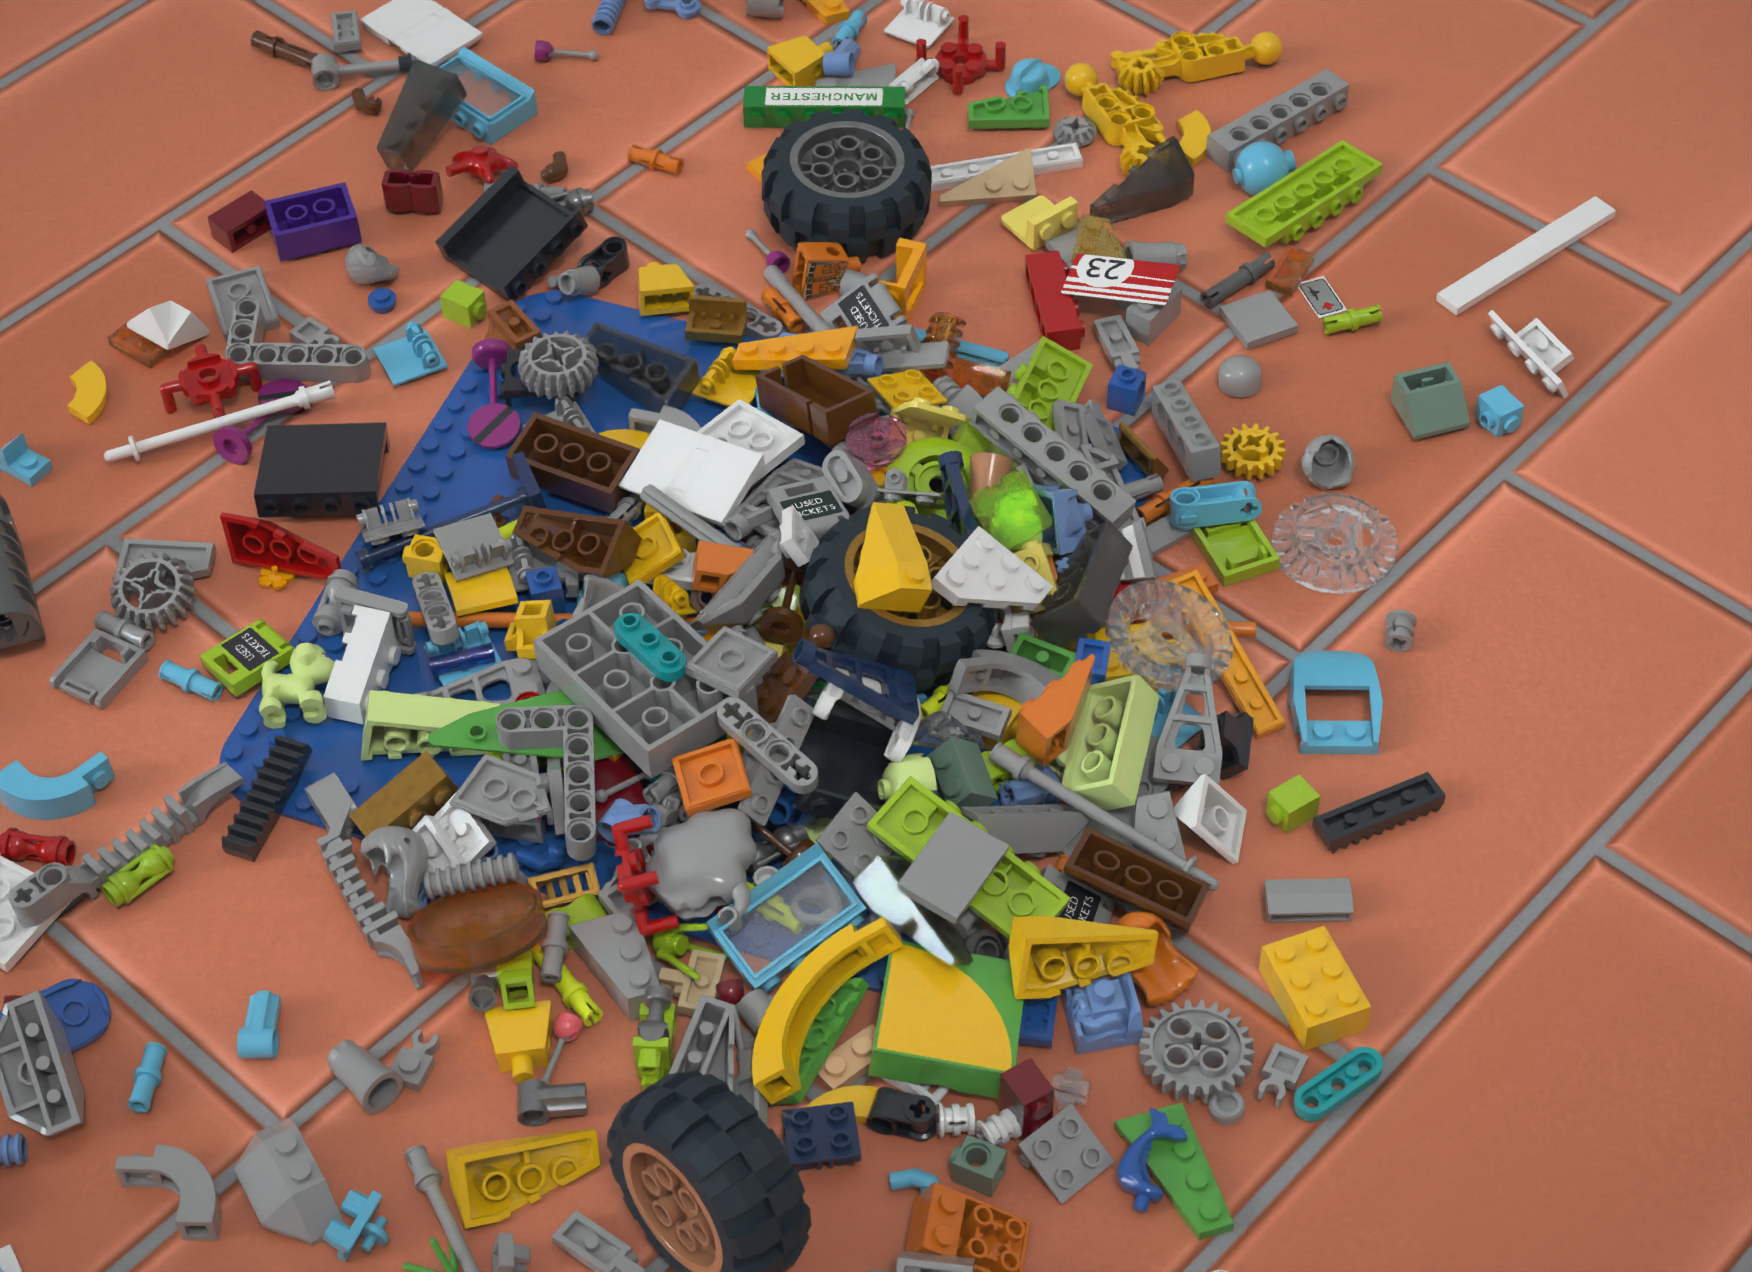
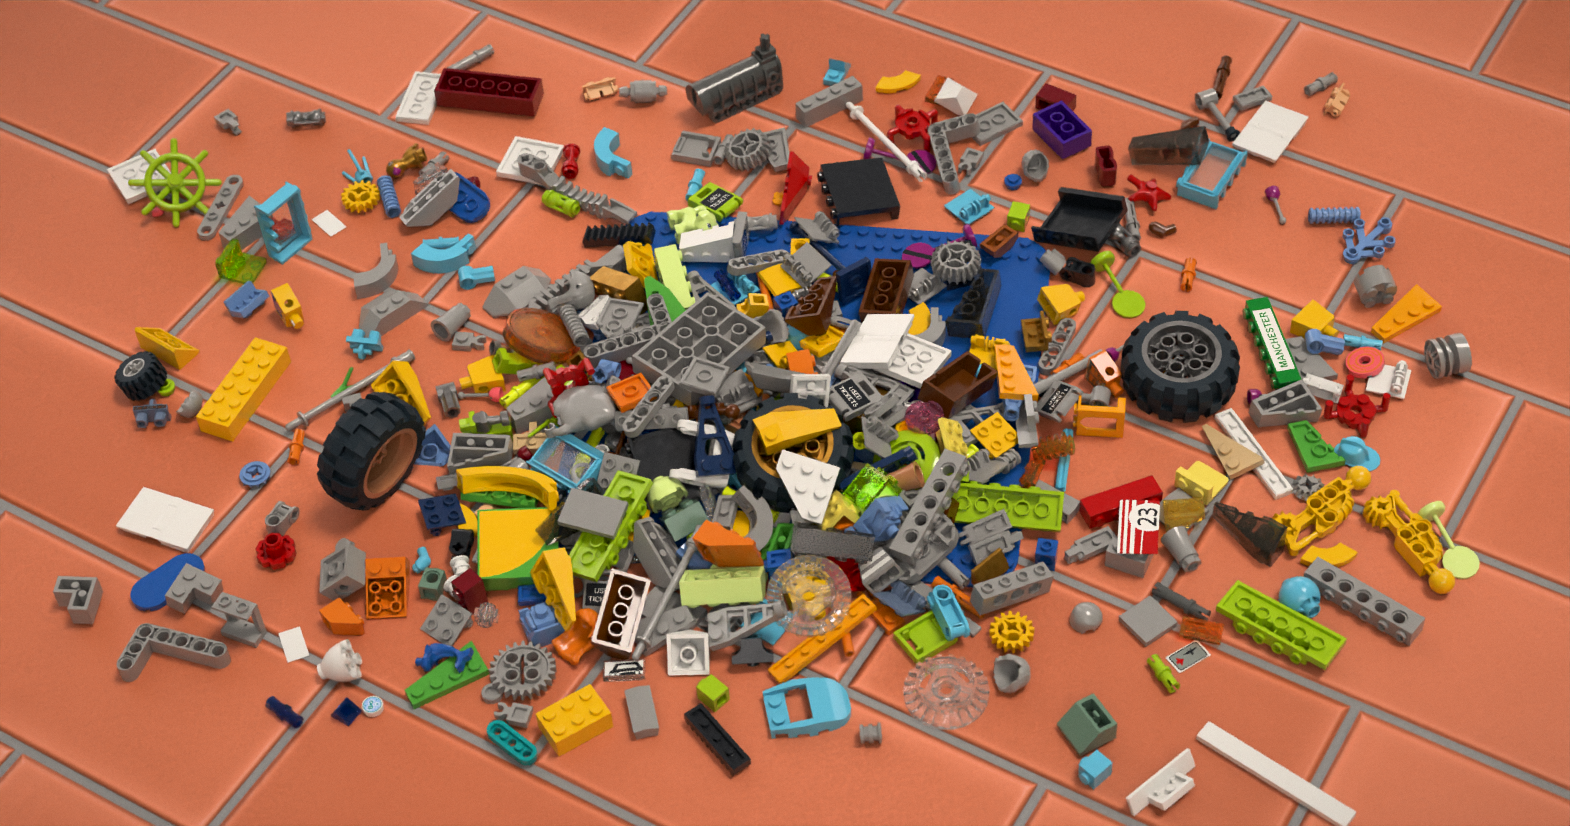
camera: 80 degrees right, 0 degrees up
(92, 476) = (828, 101): none -> light grey brick
(195, 1082) = (443, 260): none -> medium azure arch
(337, 967) = (515, 291): none -> light grey wedge
(356, 765) = (640, 260): none -> yellow wing
(635, 634) = (717, 333): teal plate -> none
(676, 229) = (1127, 302): none -> lime piece
(884, 23) = (1363, 354): none -> coral tile
(939, 112) = (1285, 406): none -> light grey wedge
(1176, 550) = (902, 599): none -> sand blue hinge
(1218, 918) = (623, 670): none -> tile
(1229, 26) = (1457, 559): none -> yellowish green piece

